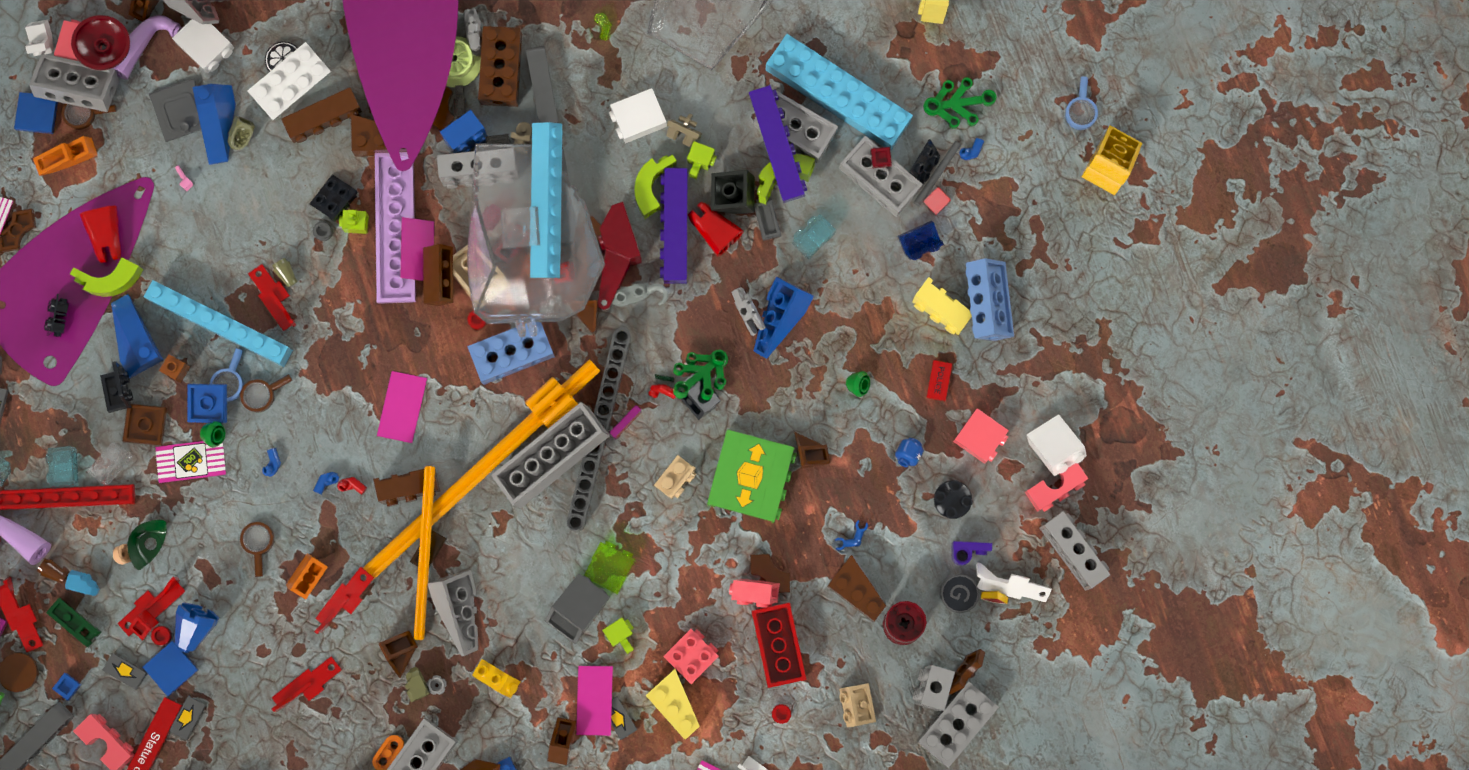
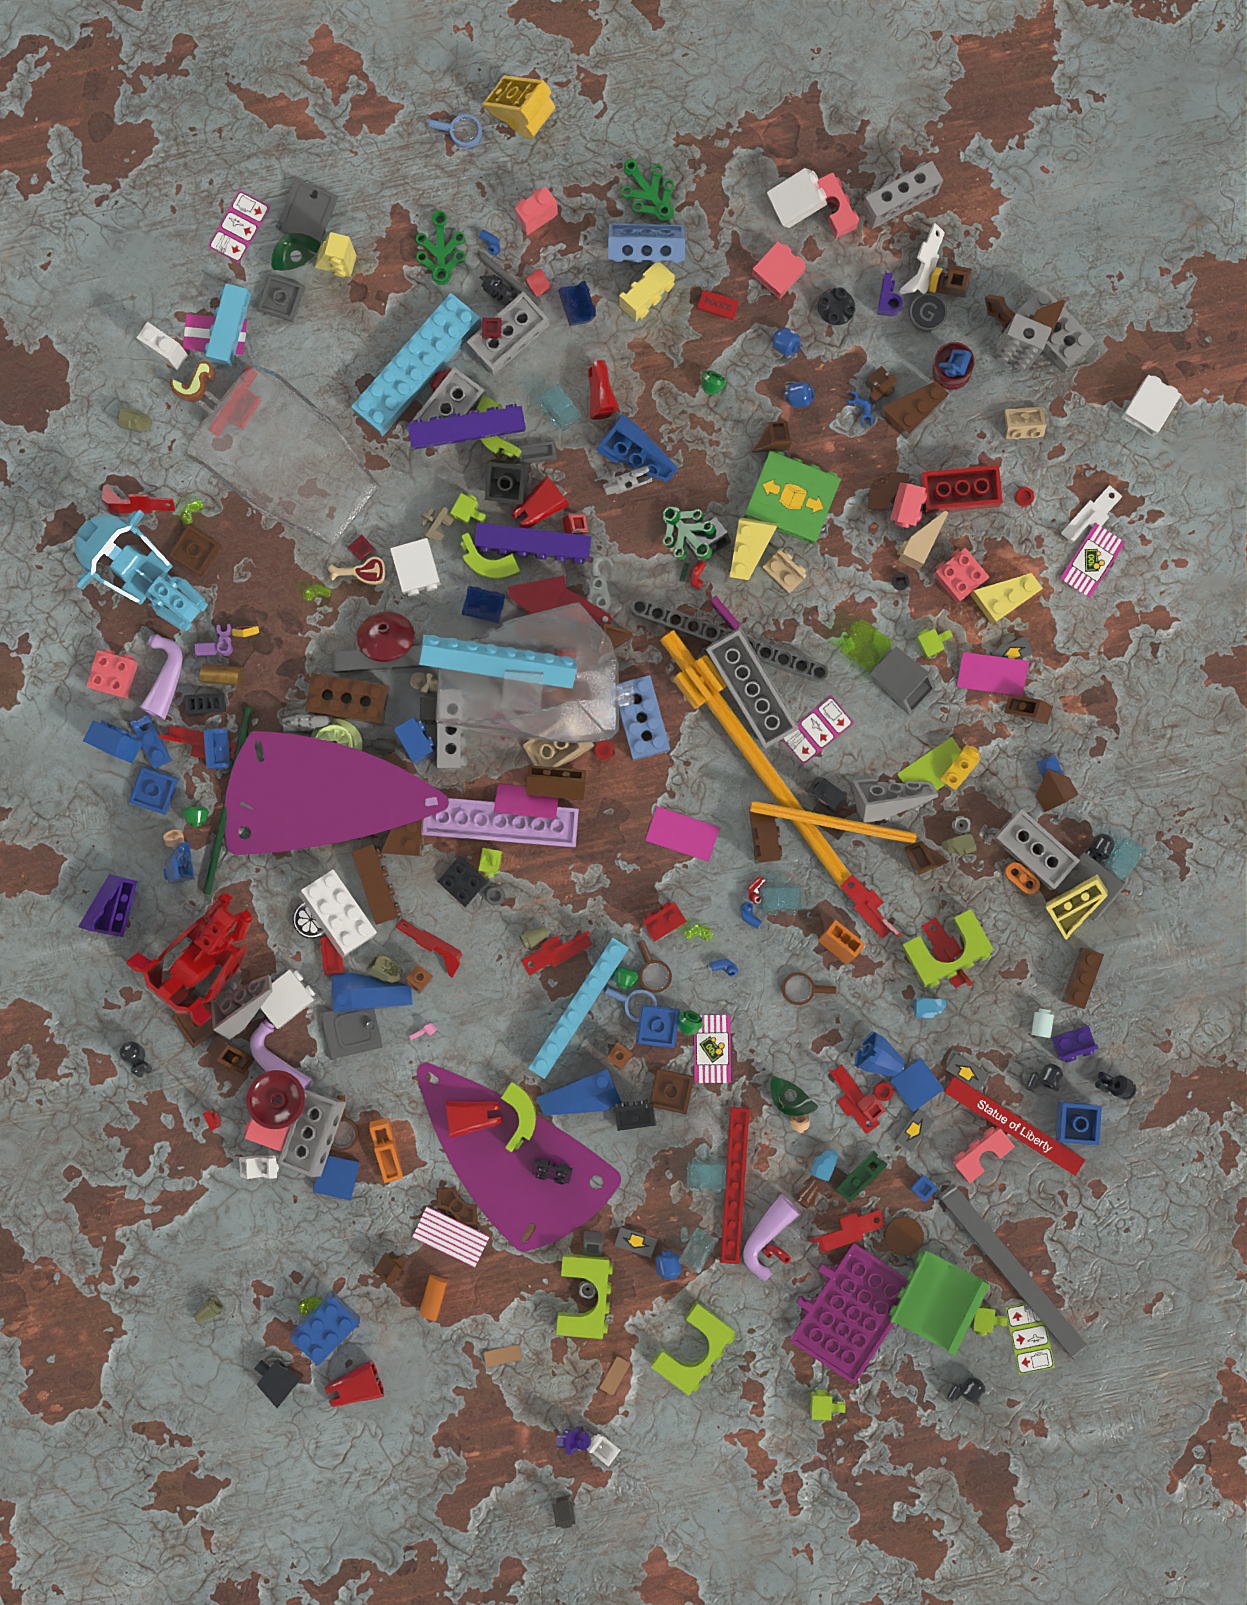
camera: 85 degrees left, 5 degrees up
(232, 166) = (418, 979): none -> dark orange brick
(244, 82) = (331, 958): none -> red tile
(249, 671) = (928, 1007): none -> dark azure rock
(252, 365) = (624, 977): none -> green cone
(271, 172) = (430, 942): none -> red piece
(305, 435) = (700, 931): none -> clear neon green arm
(311, 711) = (975, 948): none -> lime arch
(312, 398) = (663, 921): none -> red bracket
(343, 511) = (781, 900): none -> clear light blue brick
(453, 544) = (827, 794): none -> black torso
(495, 649) = (932, 765): none -> lime sticker
(519, 530) = (818, 730): none -> sticker
(559, 101) = (385, 644): none -> dark red dish
(607, 185) = (483, 604): none -> clear blue bracket
(628, 74) = (371, 572): none -> tan piece
(652, 63) = (361, 548): none -> dark red tile
(673, 597) = (901, 587): none -> black bush
(694, 436) = (749, 546): none -> light yellow wedge
(699, 265) = (575, 524): none -> red slope
(716, 609) = (919, 545): none -> tan slope
(826, 275) = (602, 398): none -> red piece
(829, 115) = (438, 378): none -> red arm
(856, 472) = (799, 394): none -> blue head
(877, 552) = (880, 384): none -> reddish brown brick
(903, 624) = (957, 363): none -> blue bracket
(961, 710) = (1049, 315): none -> reddish brown slope
(994, 618) = (955, 282): none -> reddish brown brick
(1007, 188) = (536, 210): none -> coral brick
(1043, 300) = (649, 193): none -> green plant

